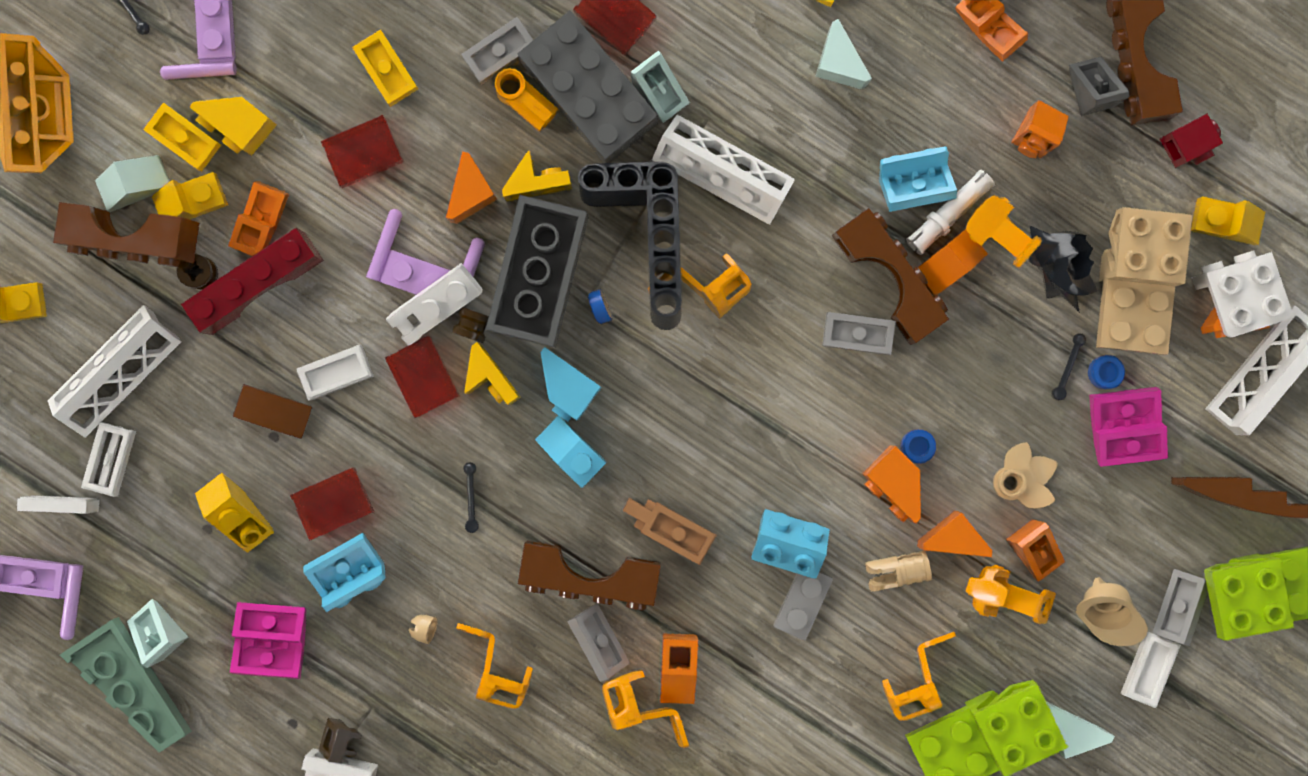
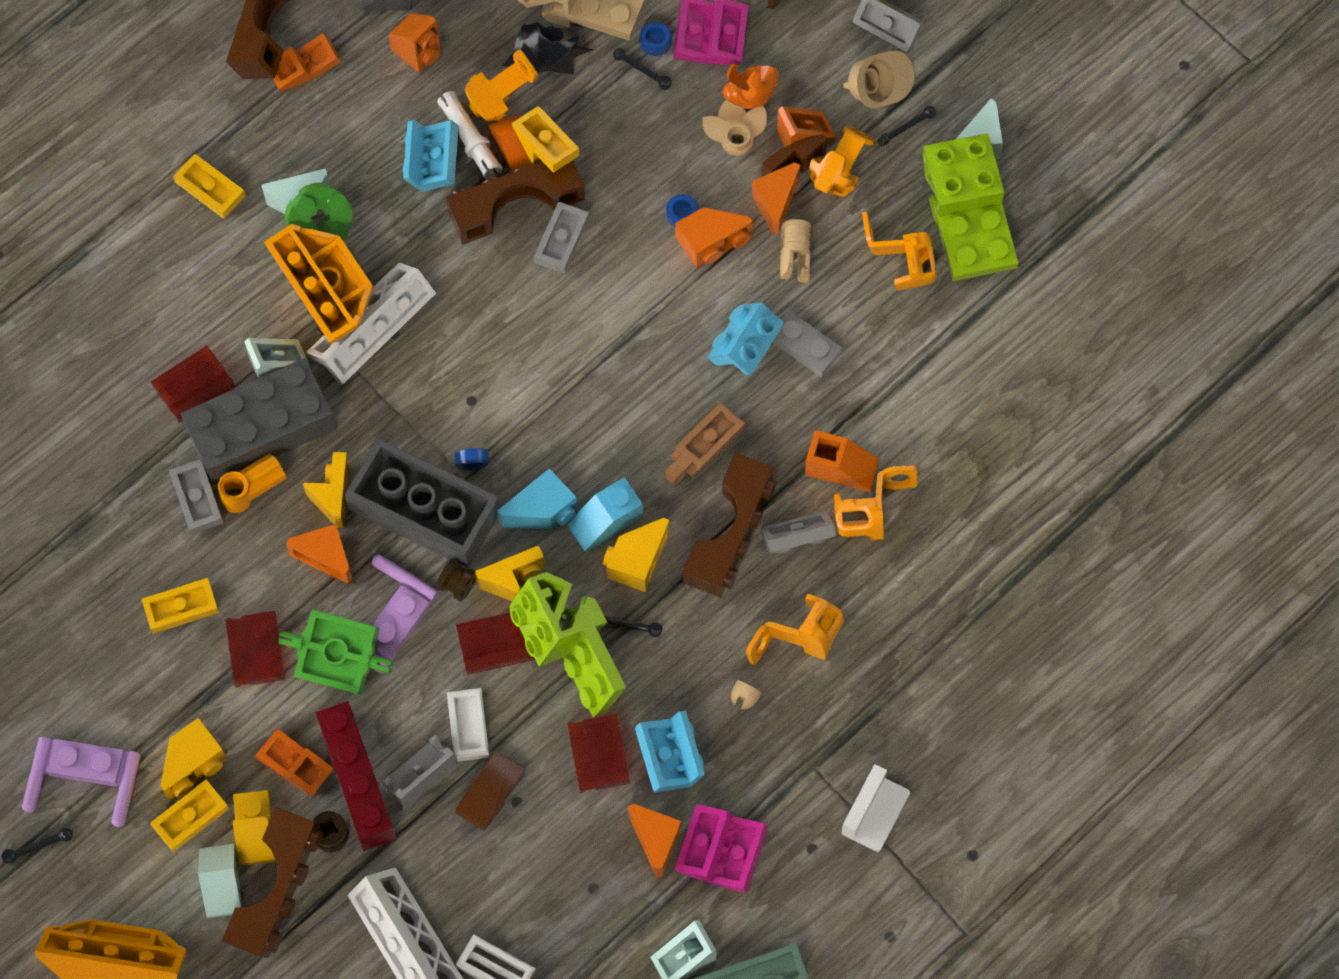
camera: 75 degrees left, 20 degrees down
(233, 513) = (582, 848): yellow slope -> none
(263, 579) = (656, 834): none -> orange slope
(274, 338) = (419, 772): none -> light grey hinge
(335, 740) = (835, 800): dark brown tile -> none
(369, 230) = (336, 652): none -> bright green plate
(432, 450) = (576, 640): none -> lime piece
(435, 303) = (427, 607): white plate -> none
(537, 491) = (637, 554): none -> yellow slope
(660, 229) = (412, 384): black beam -> none
(717, 291) = (494, 352): light orange piece -> none
(747, 110) = (323, 277): none -> light orange wedge
(804, 95) = (324, 197): none -> bright green plate
(953, 292) = (544, 140): none -> yellow slope
(1006, 550) = (797, 152): none -> reddish brown slope
(1073, 484) = (751, 87): none -> orange hair
(1088, 669) = (929, 112): none -> black hinge
(1150, 669) = (941, 61): white tile -> none

